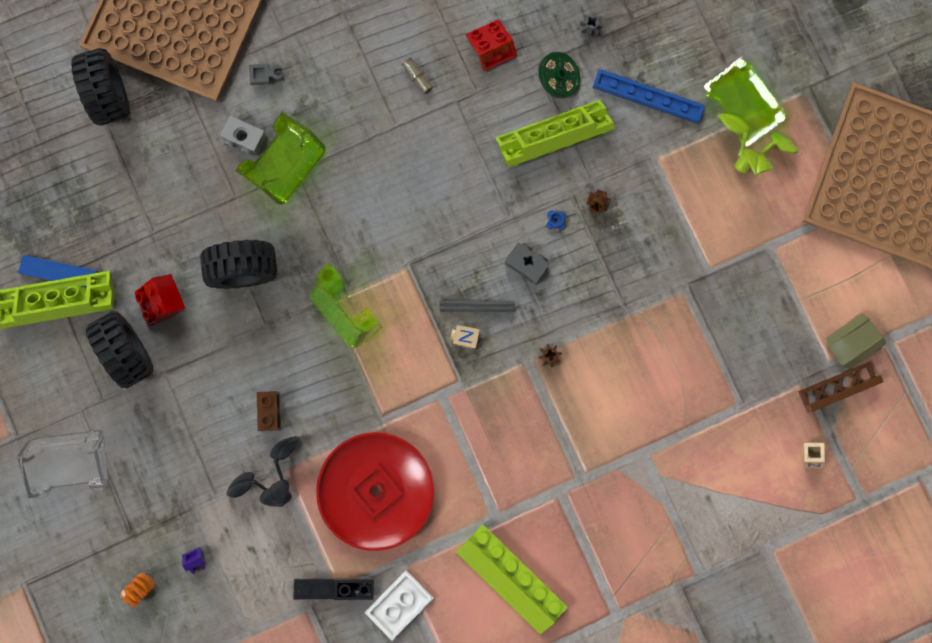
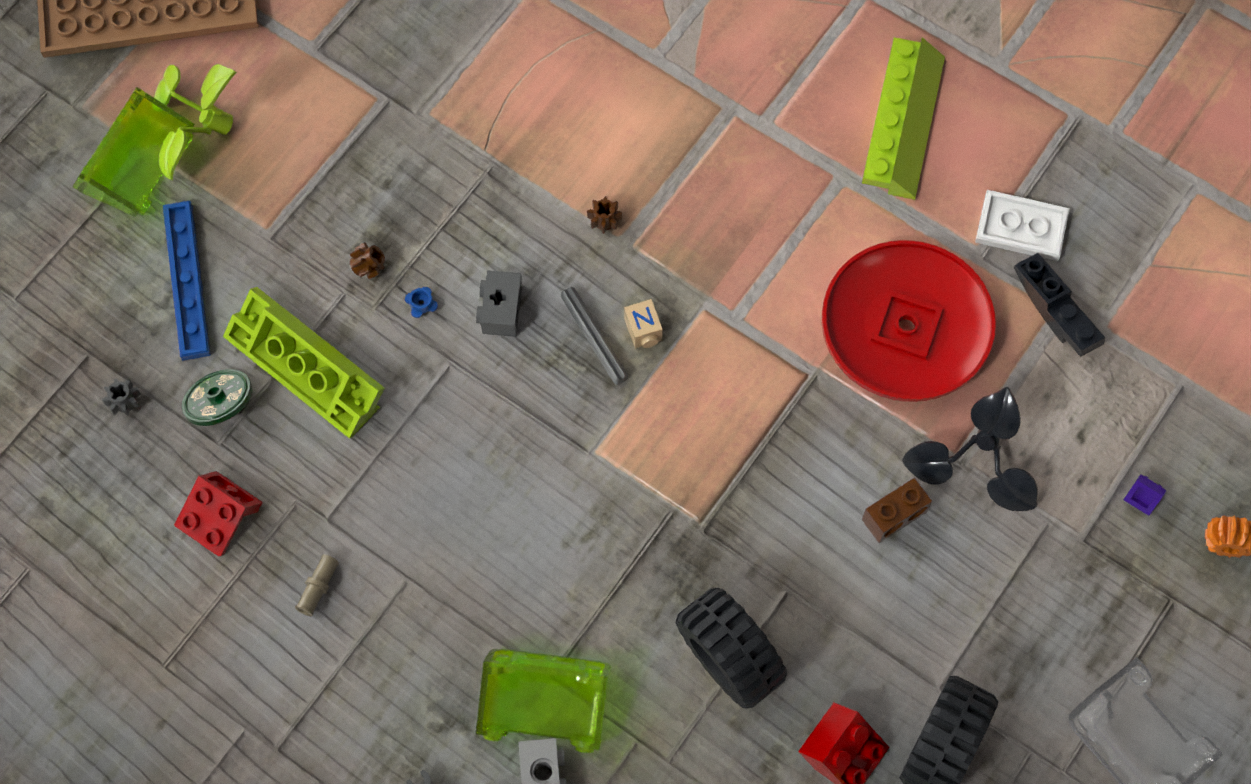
camera: 120 degrees left, 15 degrees down
(351, 331) = (704, 519): clear neon green windscreen -> none

